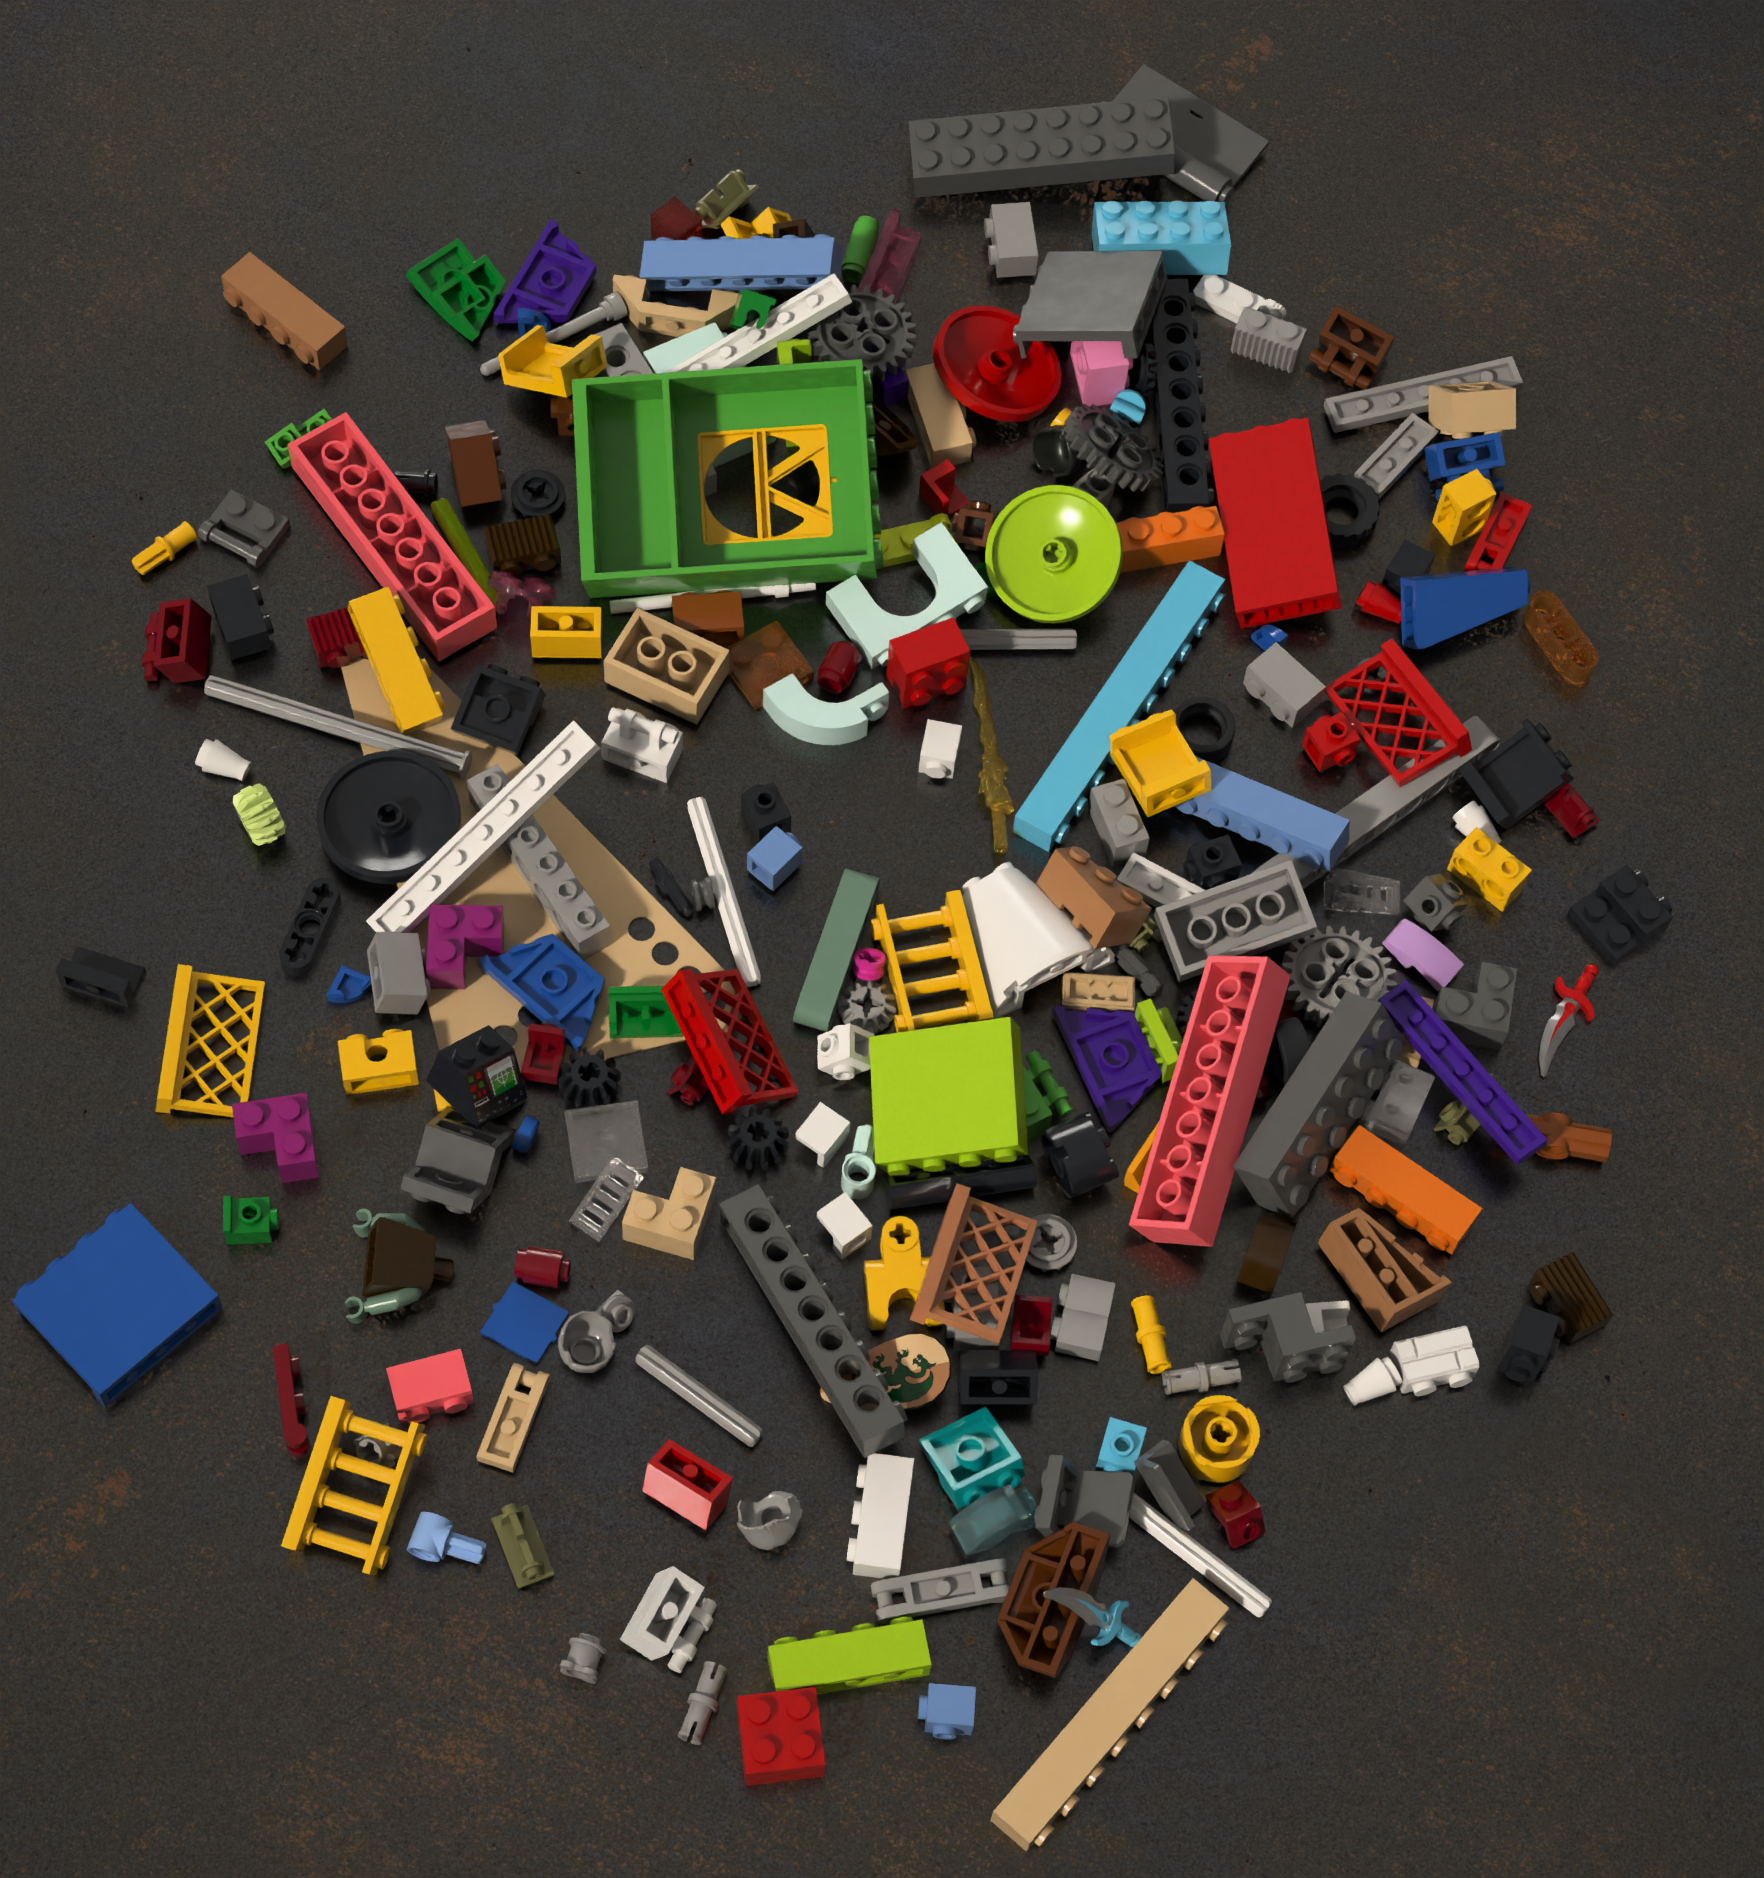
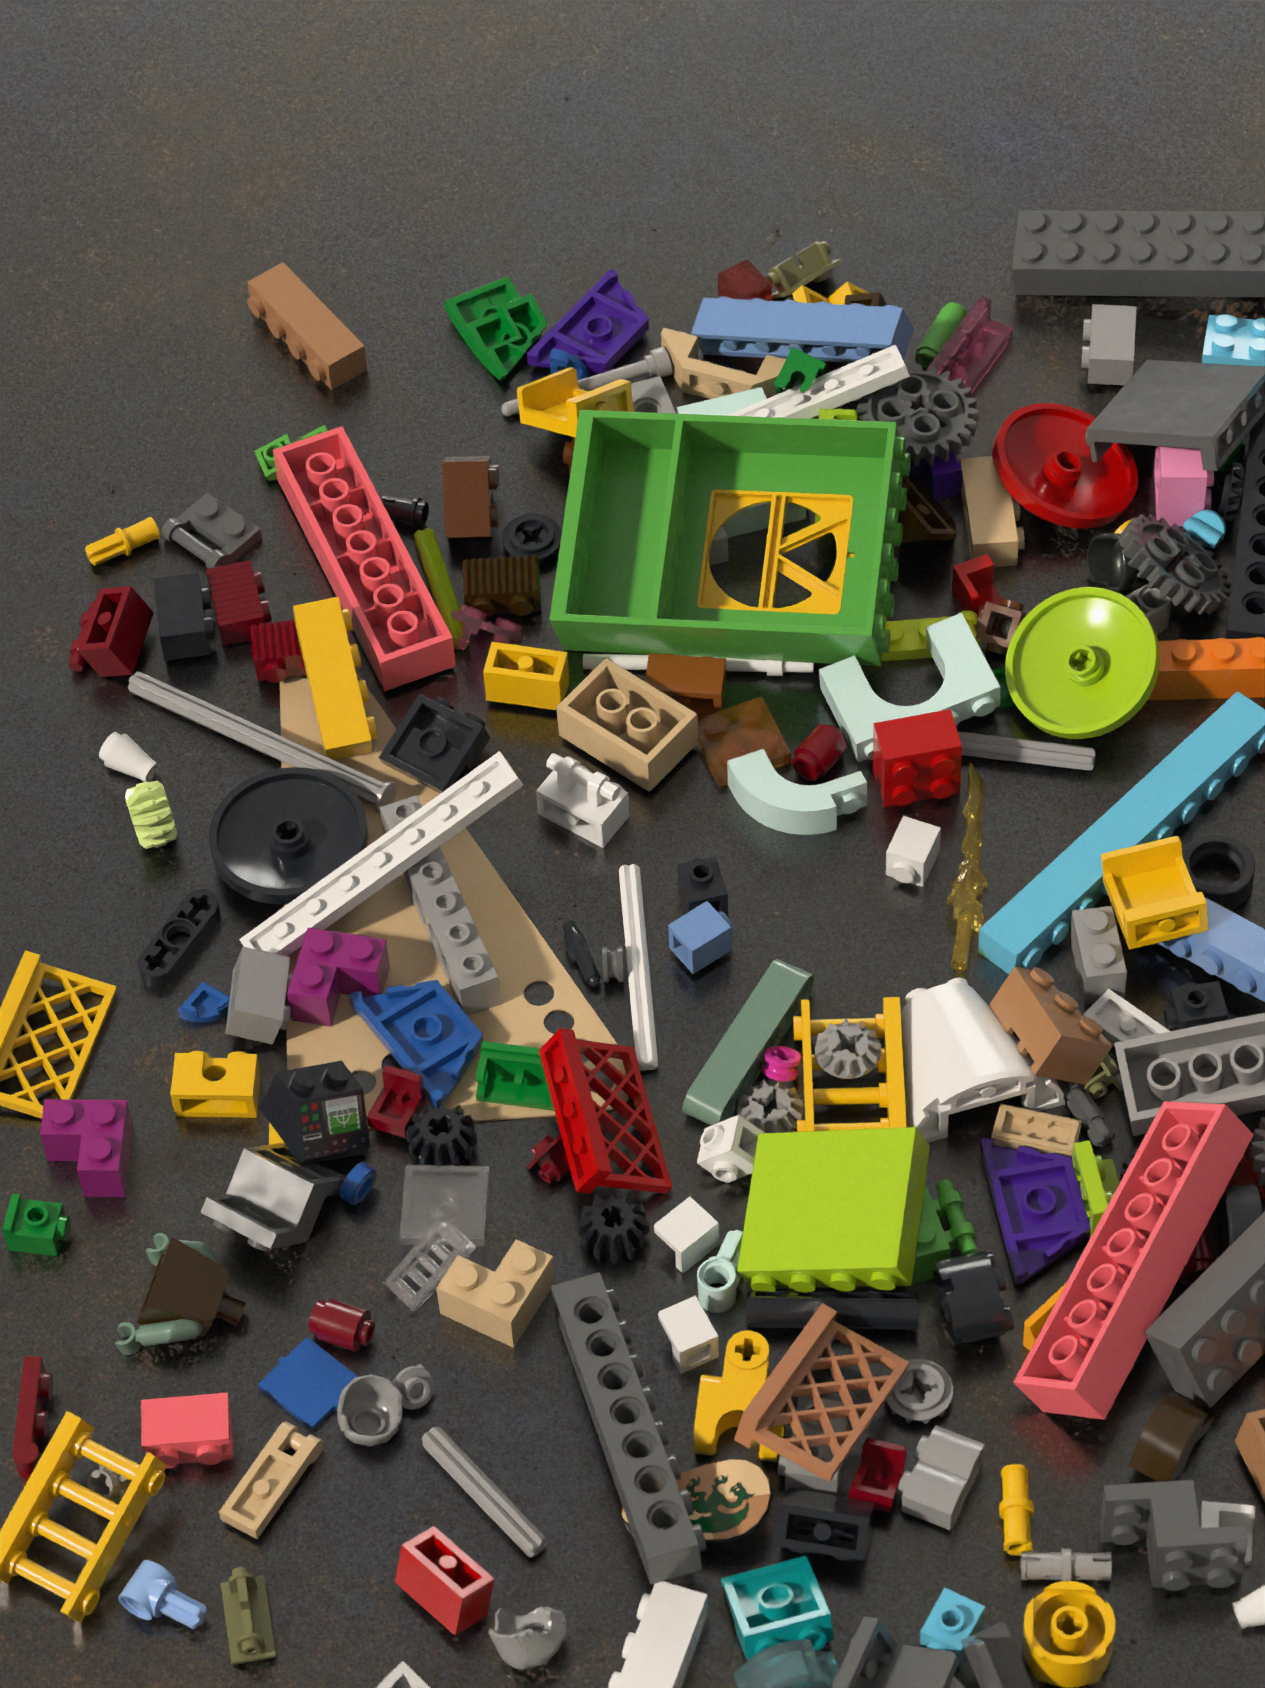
camera: 20 degrees right, 10 degrees down
(286, 594) = (237, 601): none -> dark red brick
(925, 958) = (844, 1063): none -> light grey gear

